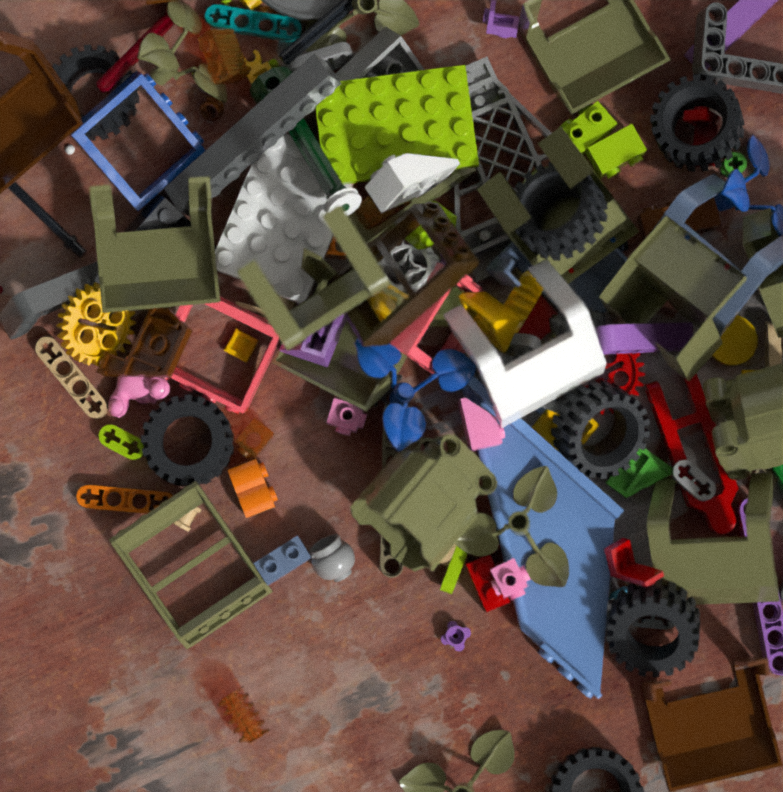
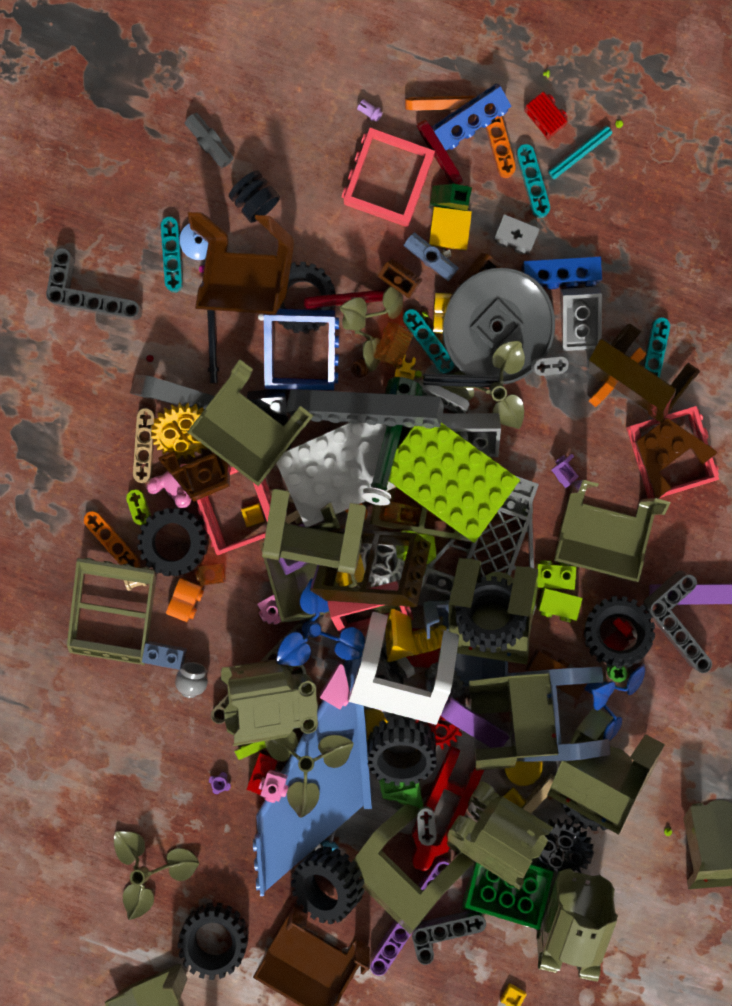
camera: 45 degrees right, 5 degrees up
(243, 716) = (64, 718): clear orange piece -> none
(407, 178) = (425, 513): white slope -> none
(623, 565) = (343, 839): red bracket -> none

